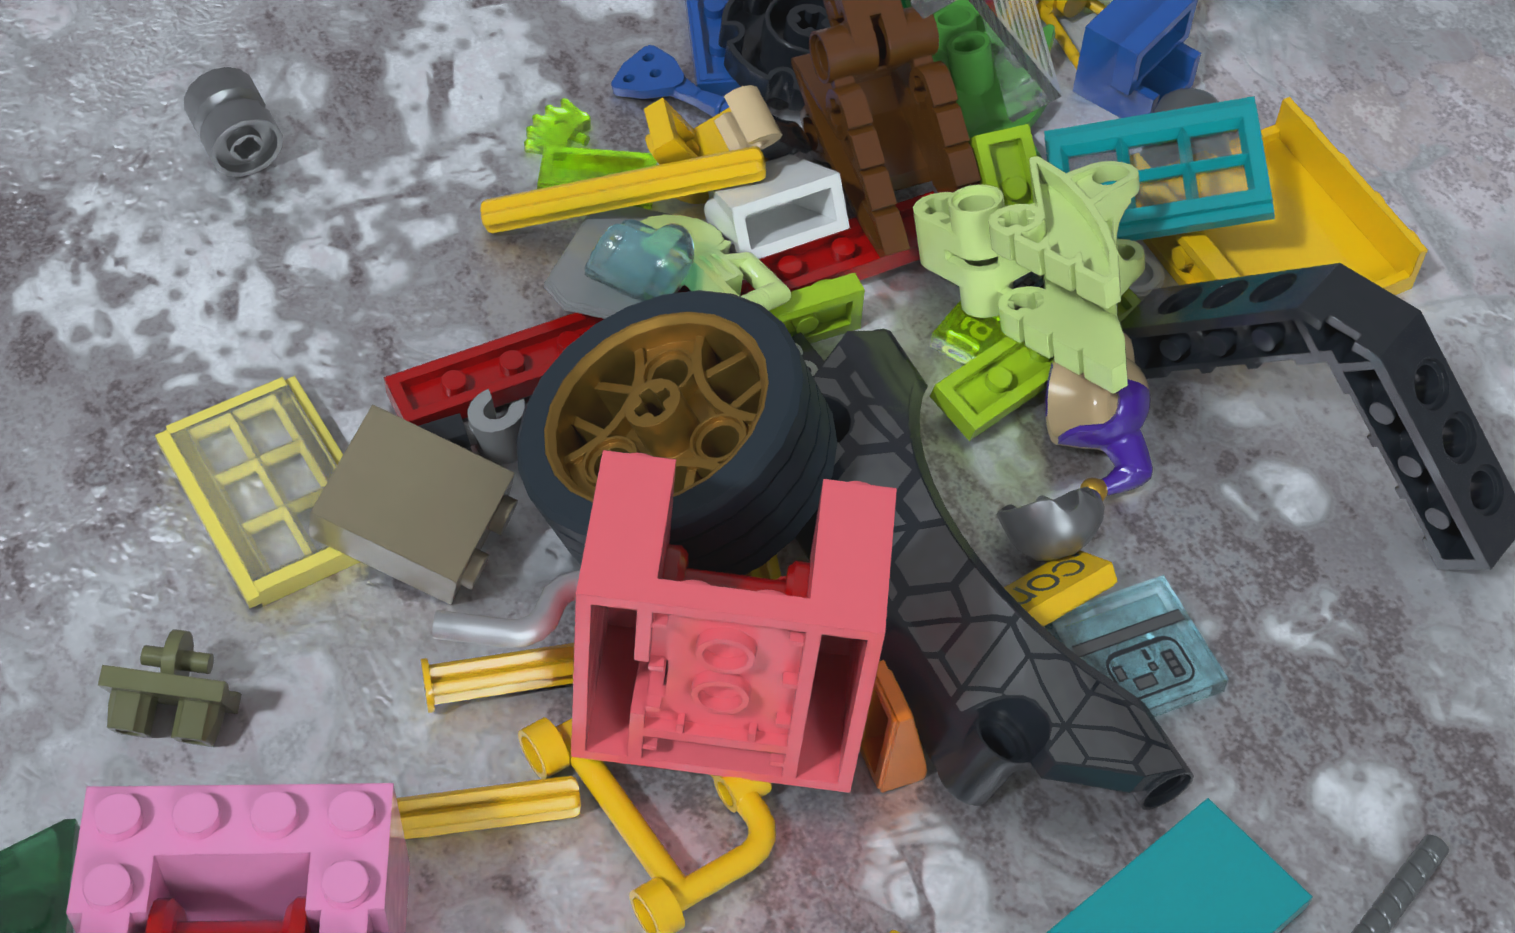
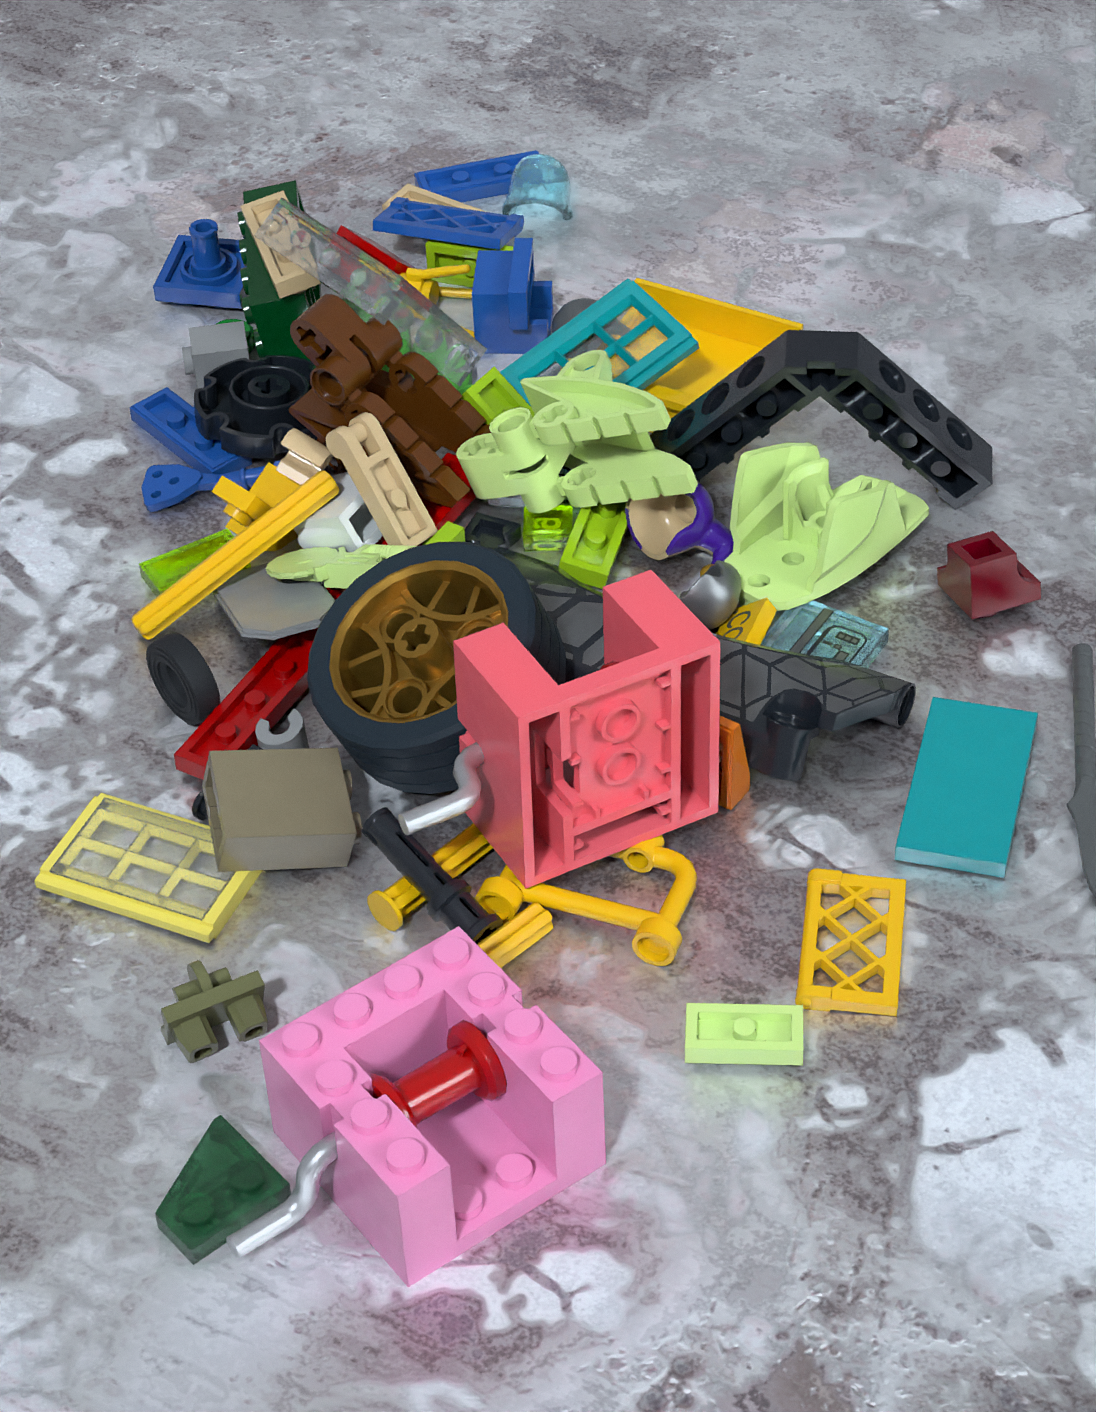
camera: 30 degrees left, 10 degrees down
(457, 297) = (182, 678): none -> black tyre
(478, 718) = (447, 897): none -> black pin
(557, 128) = (131, 550): clear neon green piece -> none
(642, 259) = (306, 577): clear light blue hair -> none
(802, 196) = (381, 481): none -> tan plate
(902, 308) = (492, 531): none -> black tile
(1234, 507) = (803, 537): none -> yellowish green piece
(1389, 686) = (986, 576): none -> dark red brick

